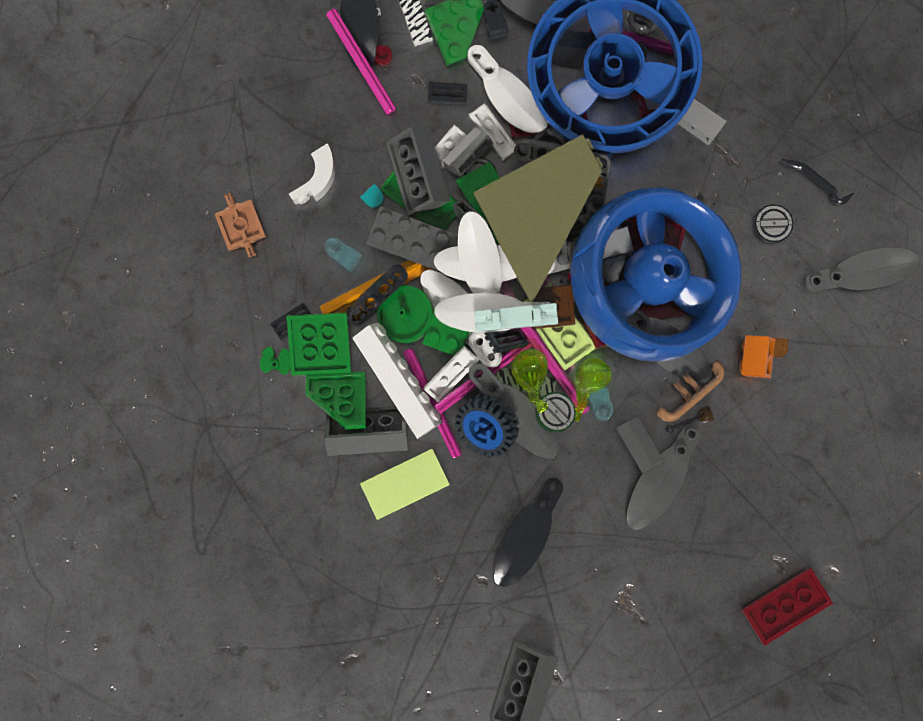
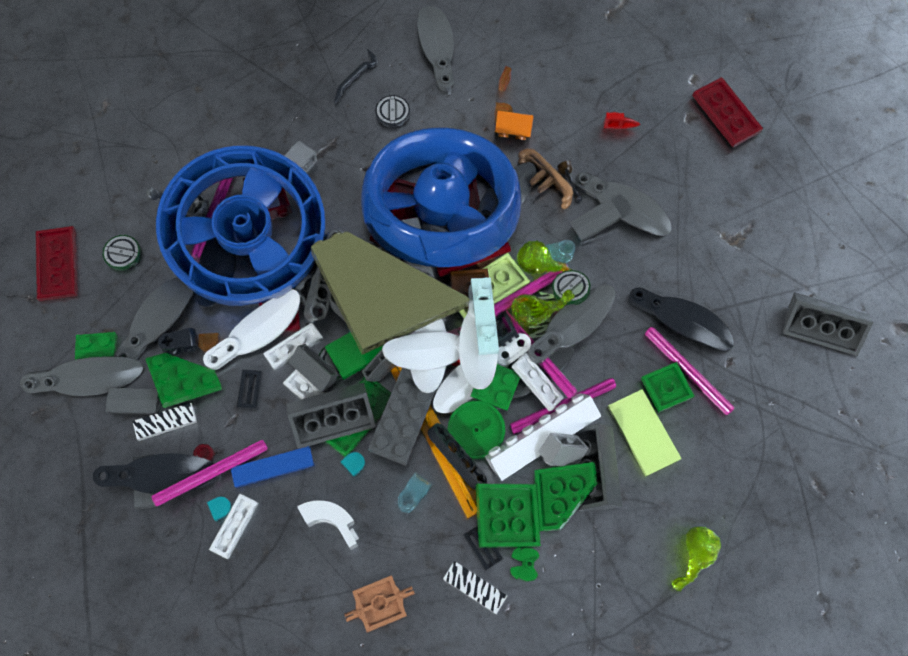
camera: 95 degrees left, 15 degrees down
(254, 313) = (475, 587): none -> tile
(284, 532) = (703, 551): none -> clear neon green hair
(313, 89) = (233, 526): none -> white tile
(330, 74) = (219, 507): none -> teal tile
(369, 120) = (272, 467): none -> blue tile
(380, 398) = (563, 449): none -> light grey brick
(451, 511) = (667, 387): none -> green plate
(471, 535) = (696, 377): none -> dark pink axle
(481, 412) = (577, 347): wheel -> none
(497, 49) = (208, 341): none -> clear orange tile
(769, 475) = (618, 121): none -> red plate
(819, 348) = (505, 78): none -> clear orange tile

